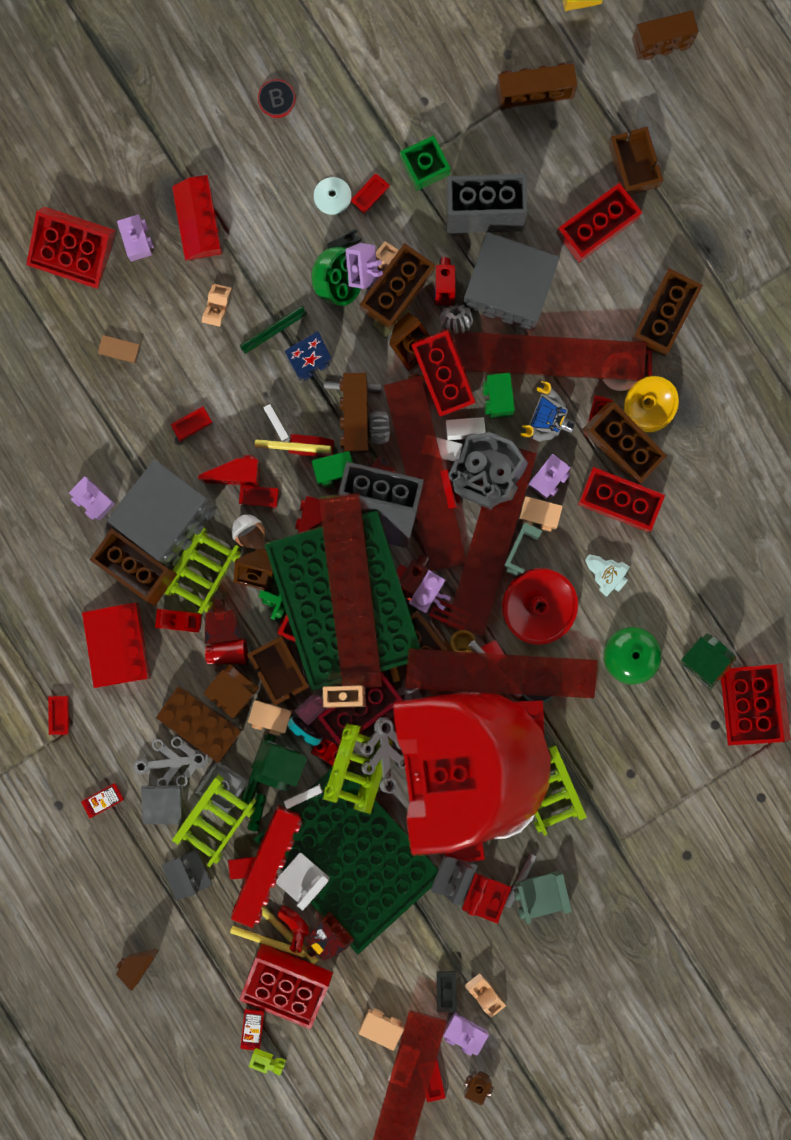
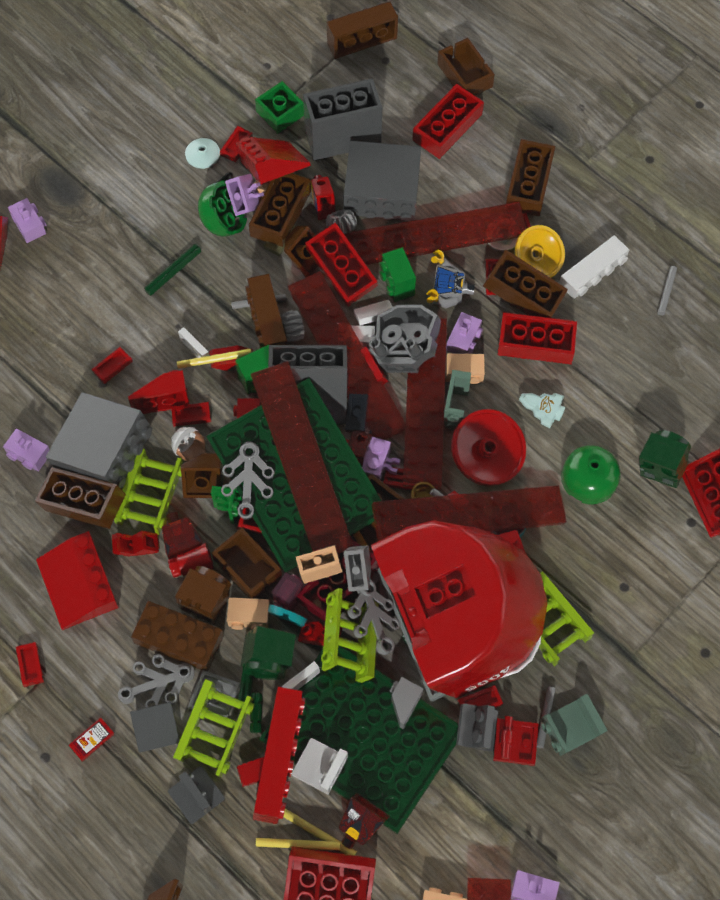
camera: 15 degrees left, 20 degrees down
(118, 349) = (29, 316): medium nougat tile -> none
(197, 218) = (82, 193): red slope -> none
(217, 305) = (115, 259): light nougat slope -> none
(276, 98) = (134, 88): black tile -> none
(295, 594) = (247, 476): none -> light grey plant
(297, 927) = (325, 818): red arm -> none
(308, 356) = (210, 277): dark blue slope -> none
(380, 709) = (358, 567): none -> light grey slope
(394, 838) = (404, 699): none -> light grey slope
(401, 229) = (270, 158): none -> red slope
(419, 541) = (357, 412): none -> black plate
(446, 991) = (501, 850): pearl dark grey plate -> none
(485, 995) = (543, 845): light nougat slope -> none
(702, 431) = (594, 267): none -> white brick
(770, 473) = (667, 290): none -> light grey bar

